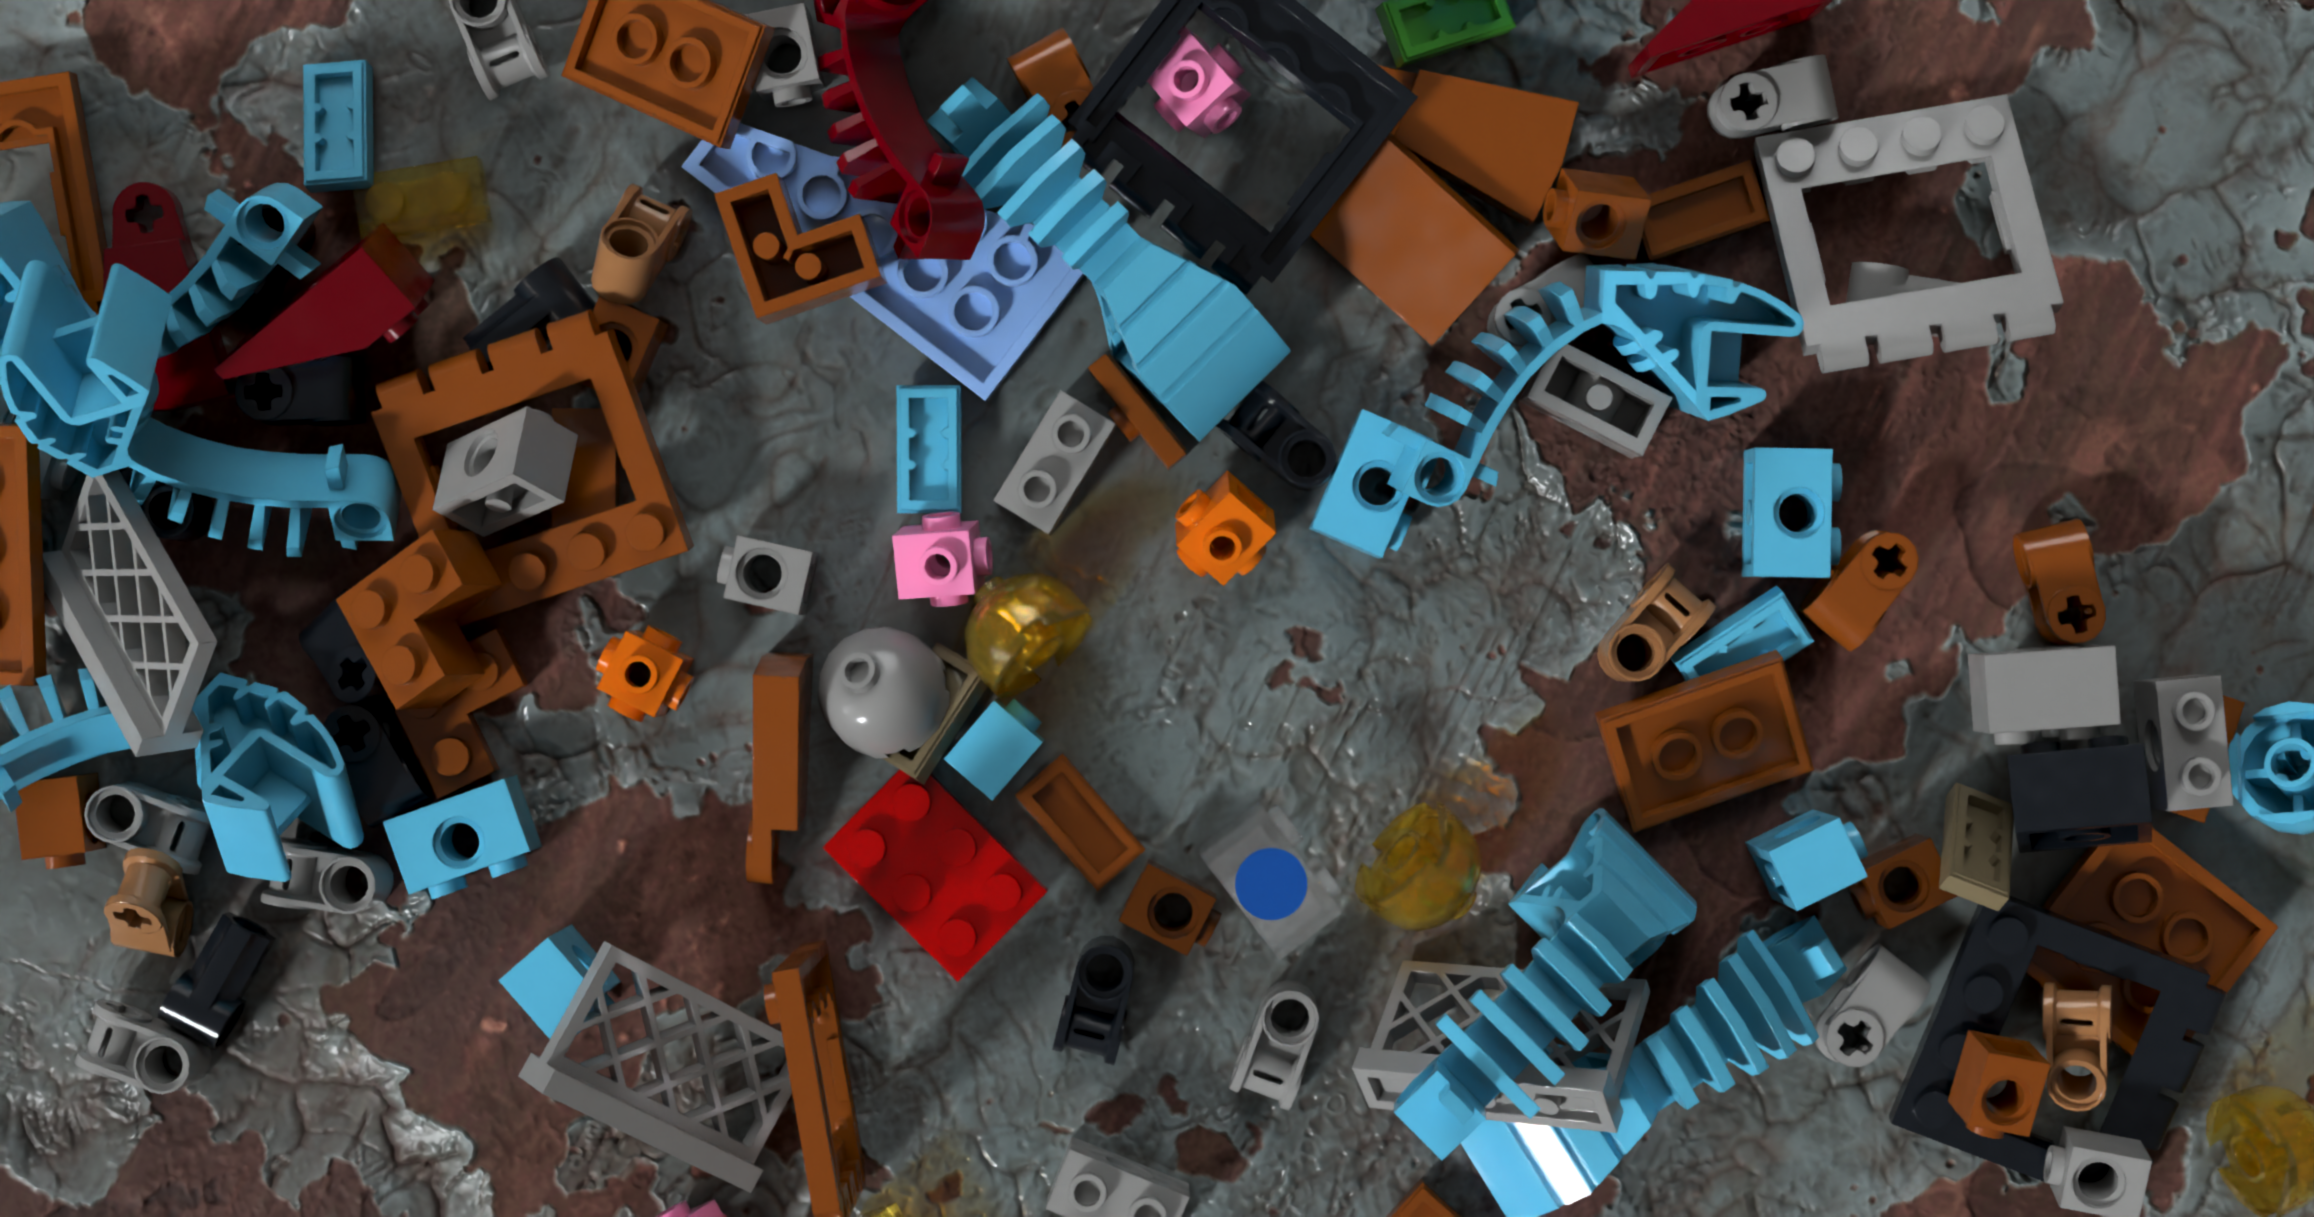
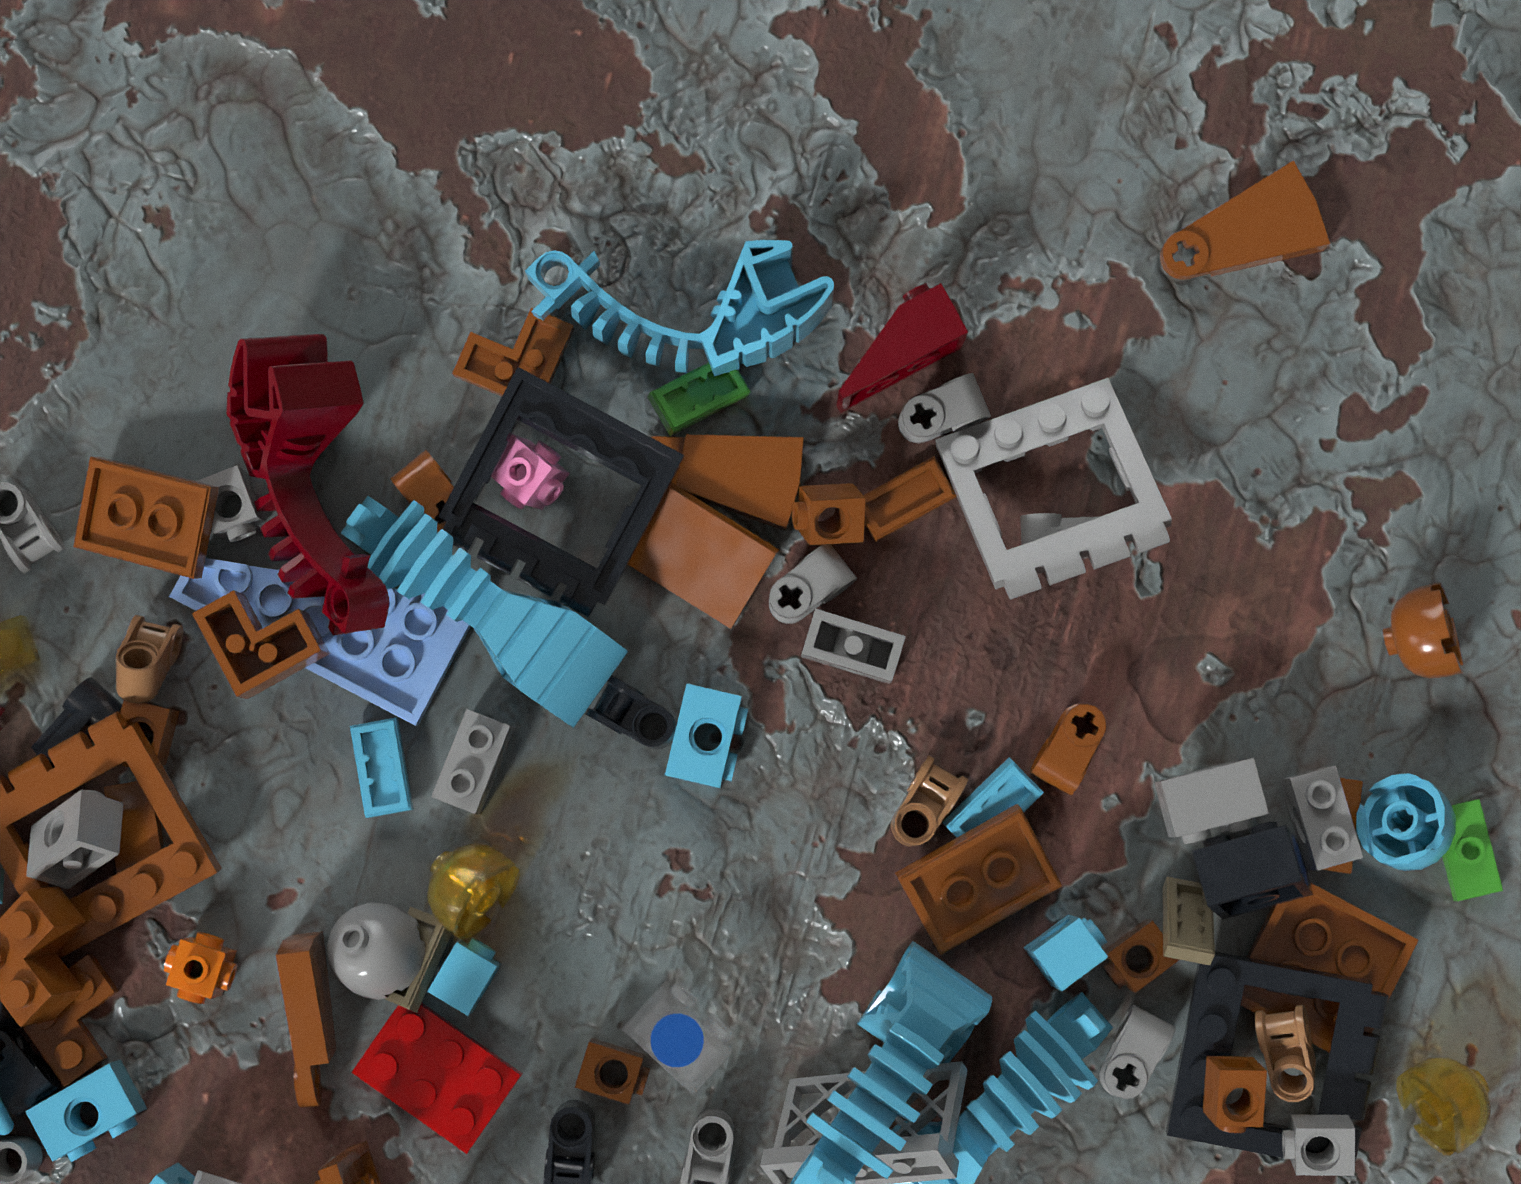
camera: 10 degrees left, 5 degrees down
(796, 581) = (300, 879): light grey brick -> none
(924, 572) = (402, 846): bright pink brick -> none
(1080, 821) = (536, 1019): dark orange tile -> none
(1134, 413) = (524, 715): dark orange plate -> none
(1223, 529) = (602, 788): orange brick -> none
(1424, 870) = (792, 1010): clear yellow cylinder -> none
(1666, 319) = (891, 580): medium azure piece -> none
(1766, 543) = (998, 729): medium azure brick -> none
(2060, 574) = (1209, 707): dark orange piece -> none

